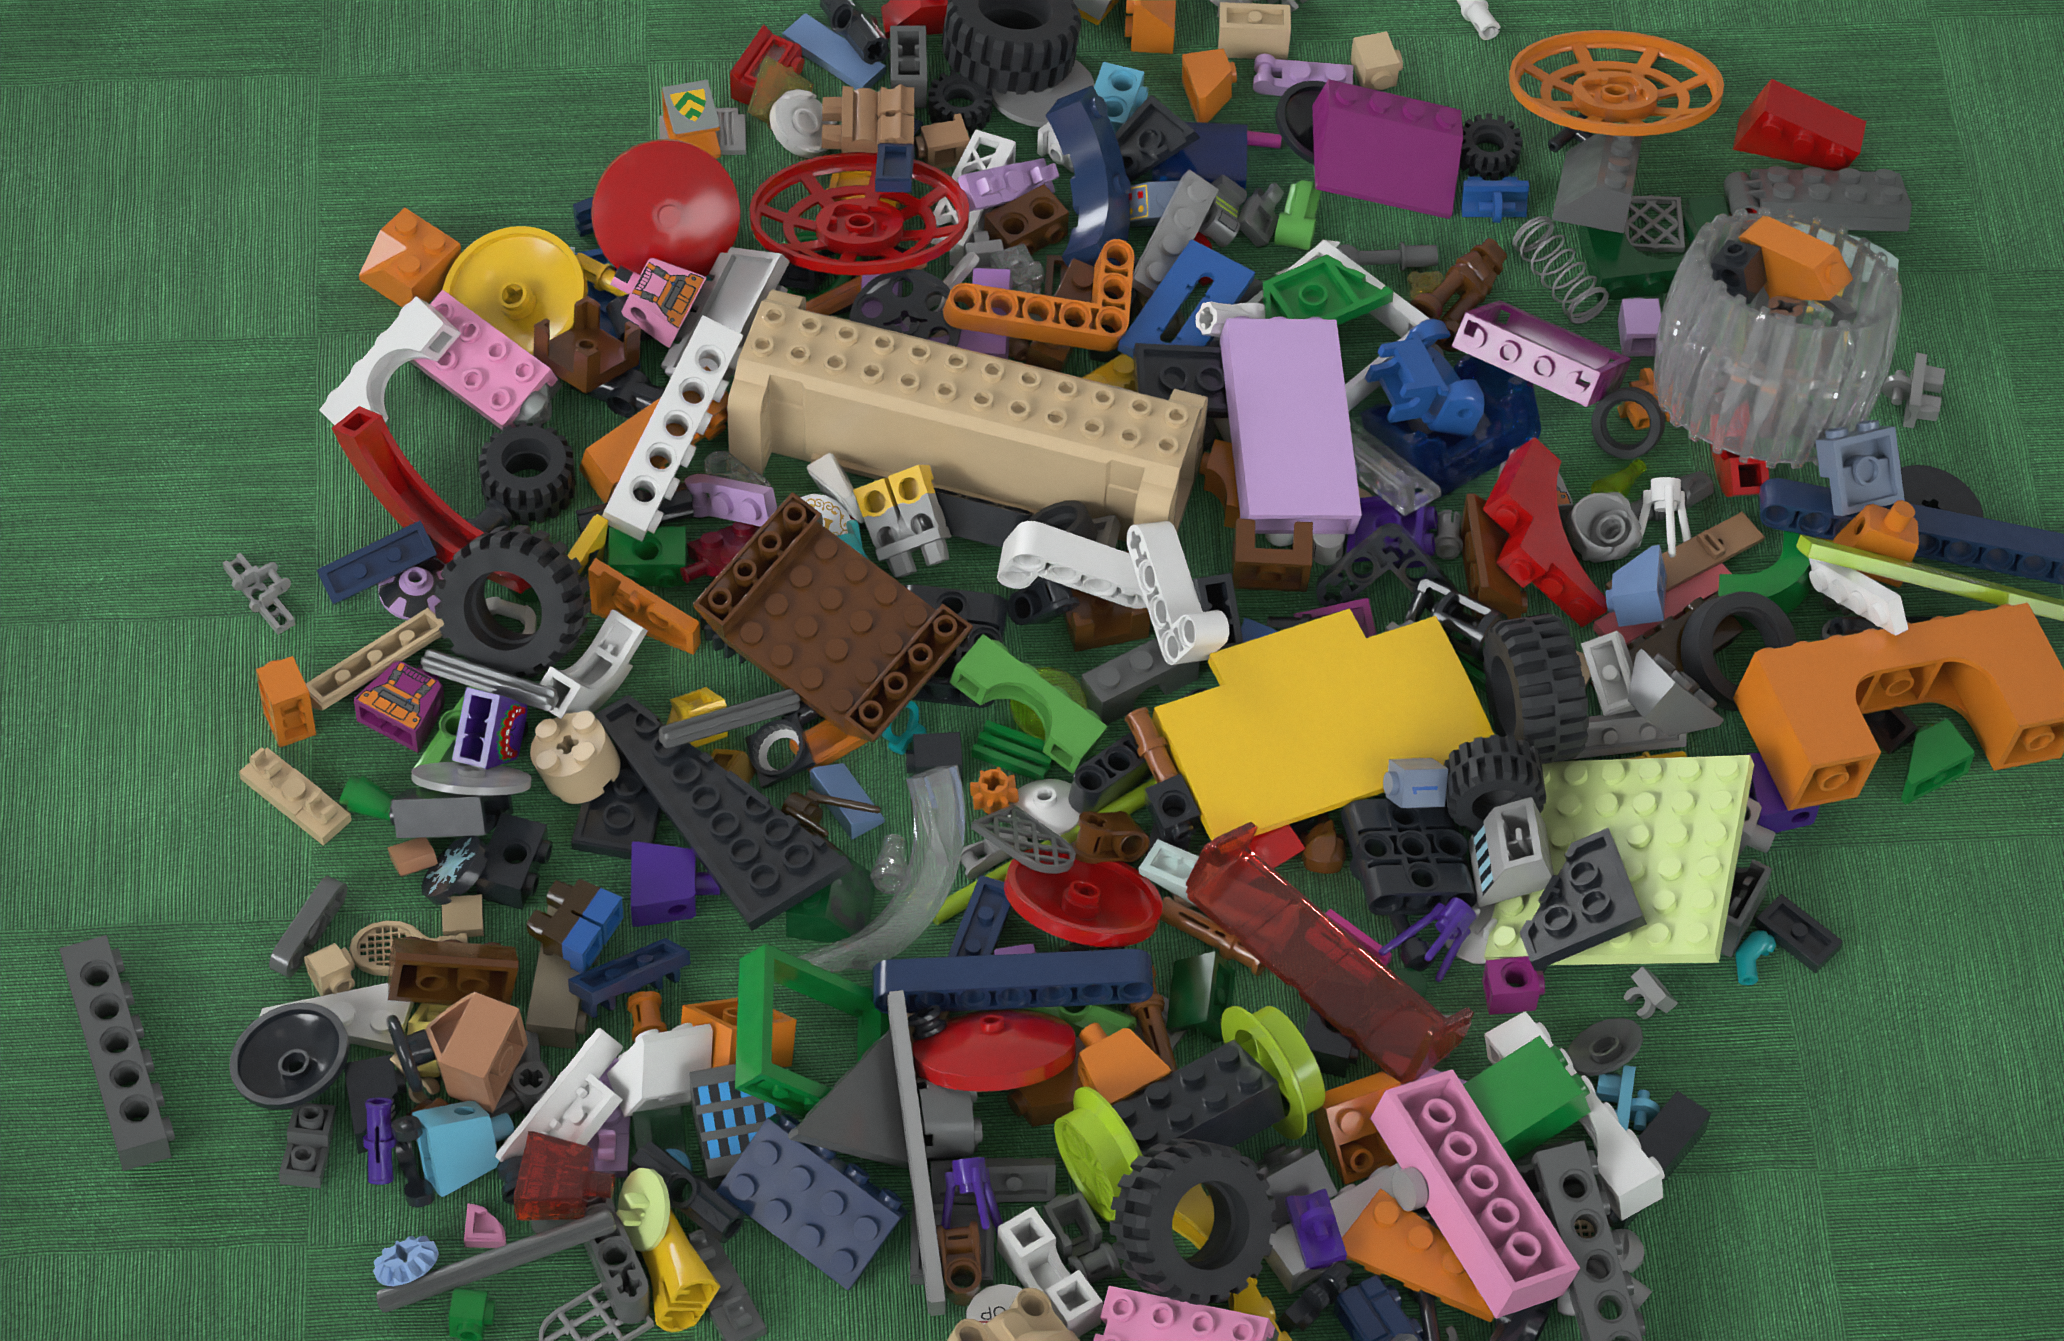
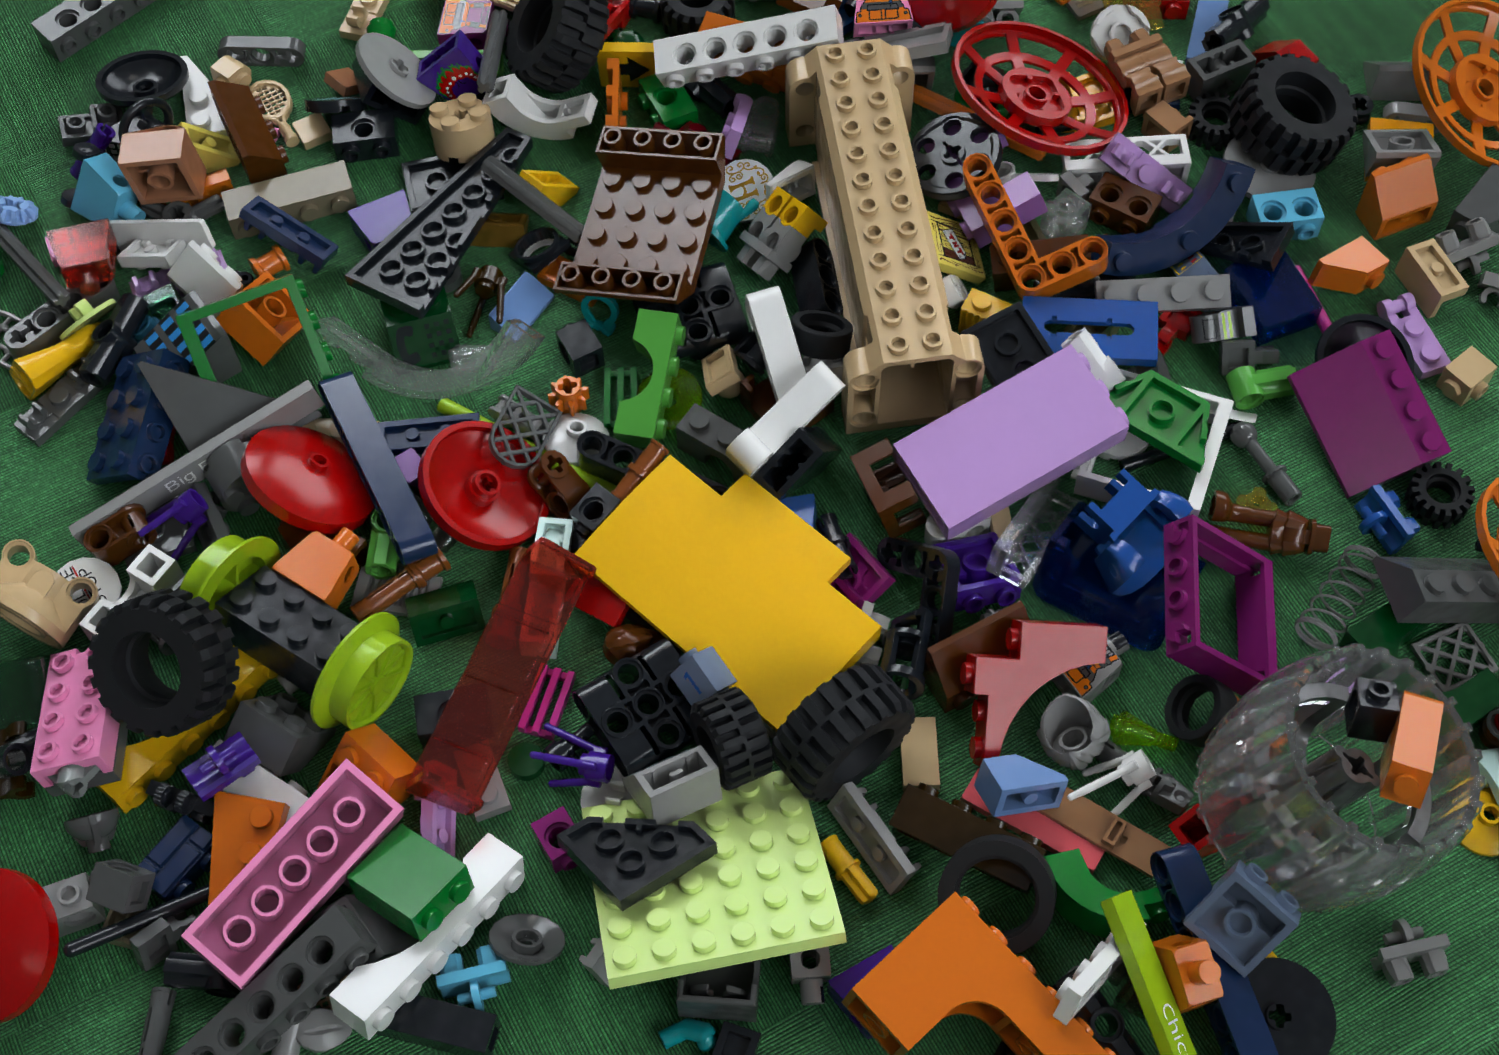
camera: 70 degrees right, 5 degrees up
(580, 925) = (305, 181): hips -> none
(894, 167) = (1103, 94): dark blue tile -> none
(926, 1022) = (317, 426): black bush -> none
(1045, 641) = (722, 373): none -> tan tile
(1409, 1188) = (279, 820): light grey tile -> none
(1610, 671) = (908, 796): white slope -> none
(1670, 697) = (901, 849): dark grey slope -> none

